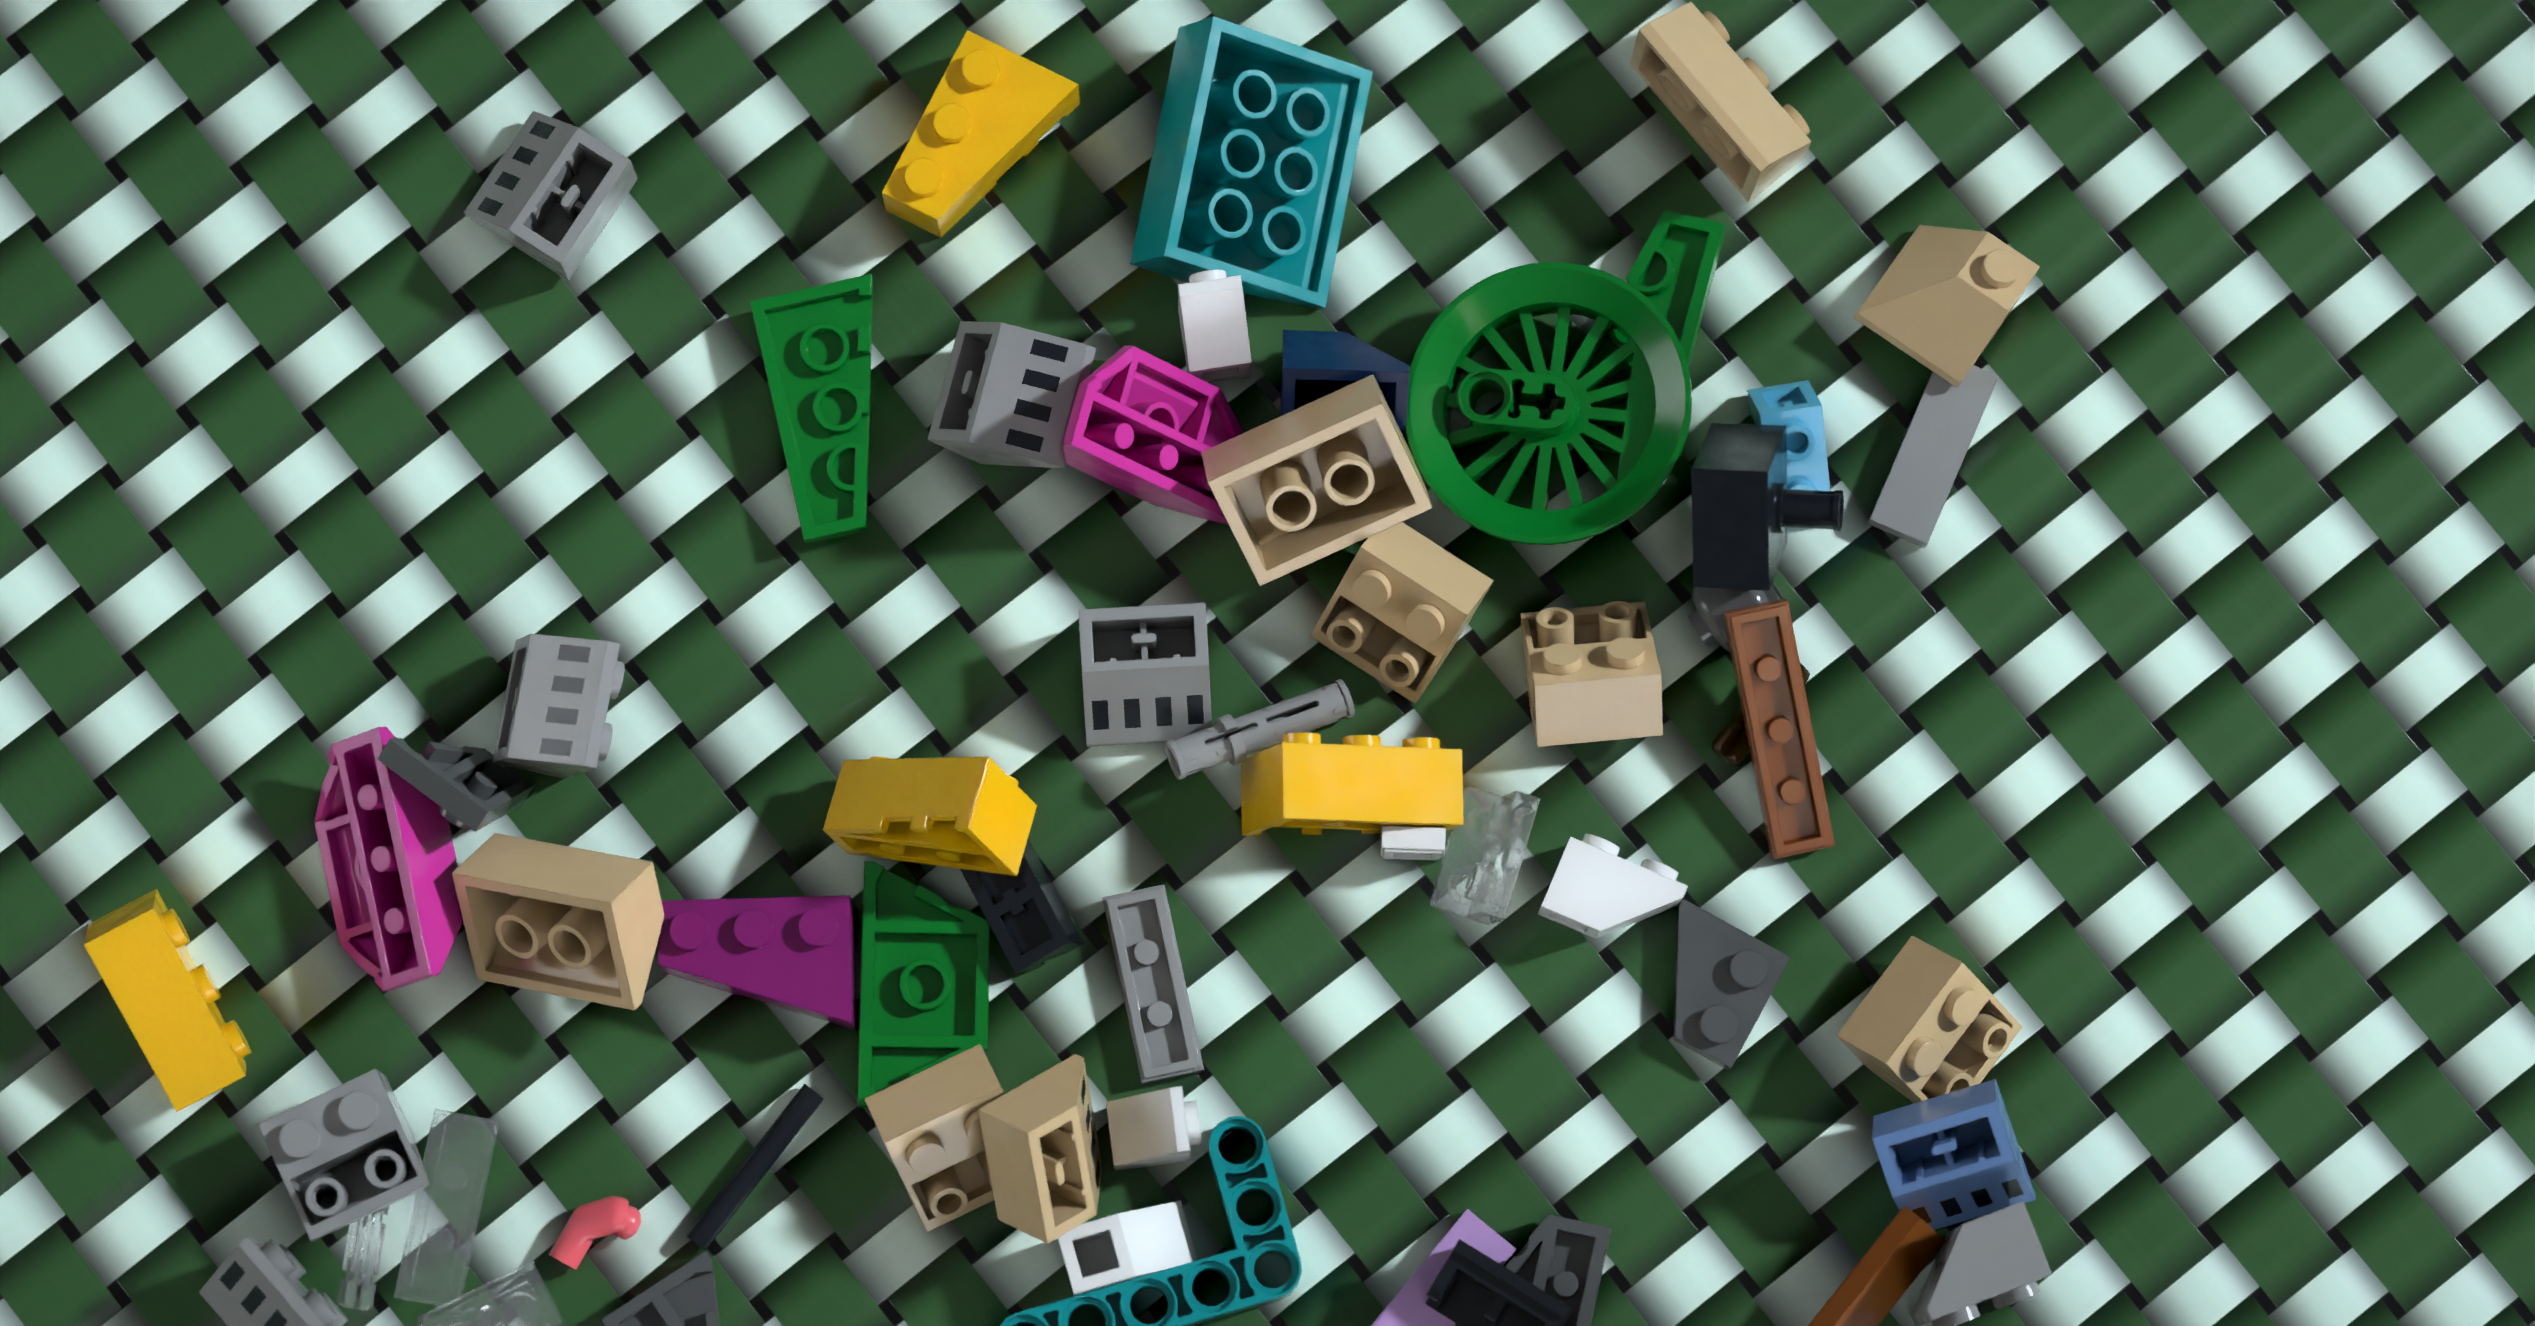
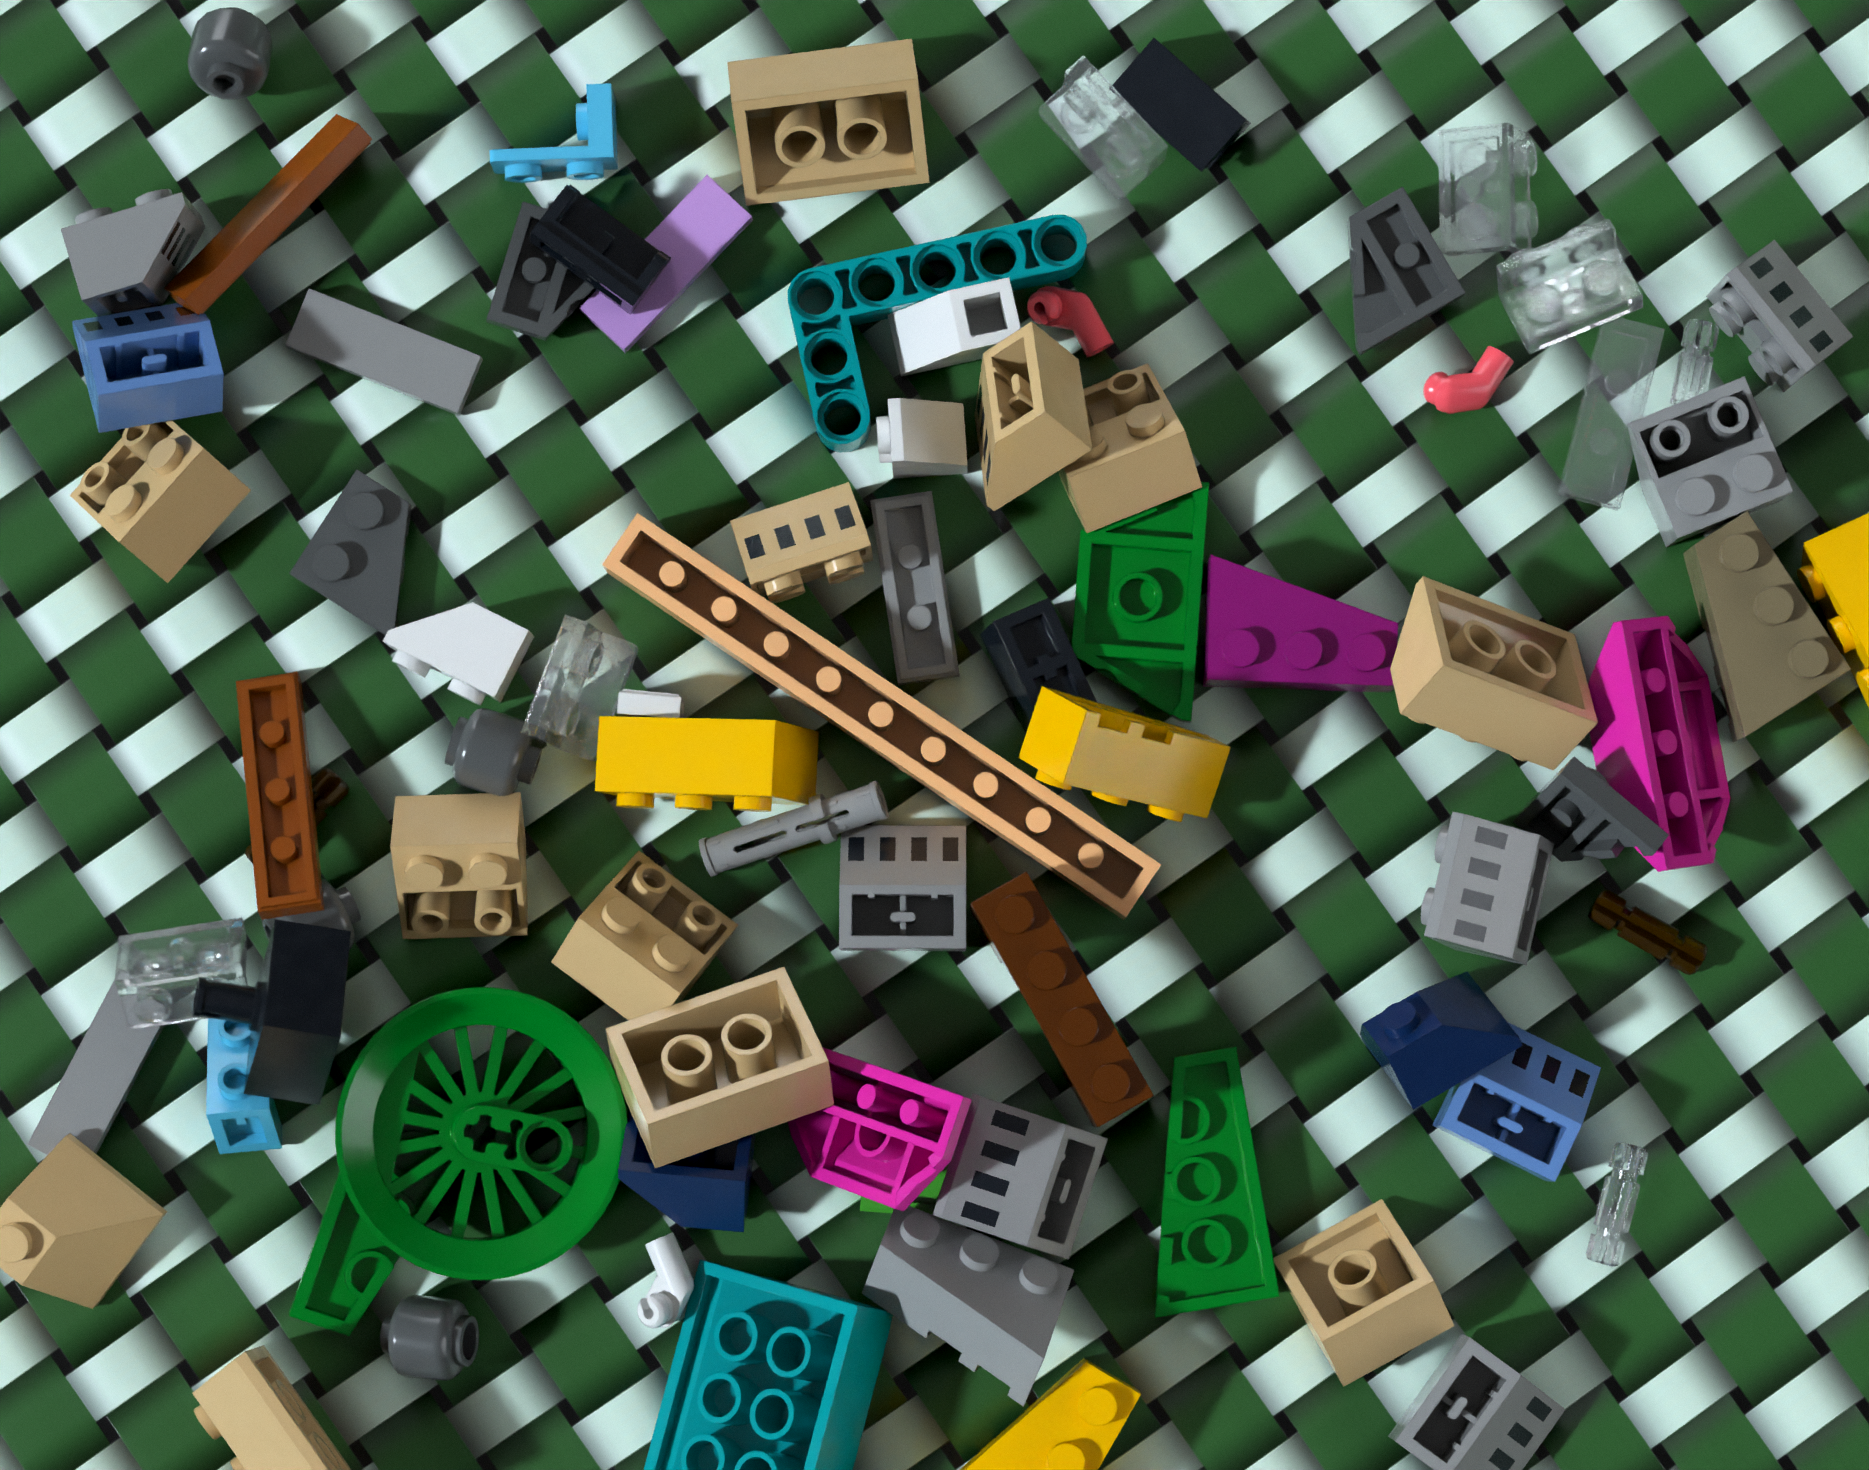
camera: 170 degrees left, 5 degrees up
(289, 987) = (1758, 627): none -> dark tan wedge
(394, 681) = (1648, 932): none -> dark brown axle
(418, 413) = (1617, 1204): none -> clear axle
(519, 505) = (1523, 1106): none -> medium blue slope
(600, 555) = (1438, 1038): none -> dark blue slope
(668, 311) = (1363, 1292): none -> tan slope
(754, 1167) = (1311, 434): black bar -> none
(1006, 597) = (1061, 999): none -> reddish brown arch
(1009, 1279) = (1070, 311): none -> coral arm
(1051, 278) = (971, 1293): none -> light grey wedge
(1180, 843) = (881, 716): none -> light nougat brick
(1214, 326) = (812, 1236): white slope -> none
(1270, 1014) = (803, 543): none -> tan slope
(1351, 279) = (671, 1286): none -> white arm
(1570, 784) = (491, 753): none -> dark grey head
(1584, 213) = (430, 1337): none -> dark grey head
(1714, 1193) = (384, 352): none -> light grey tile
(1871, 557) = (162, 968): none -> clear bracket

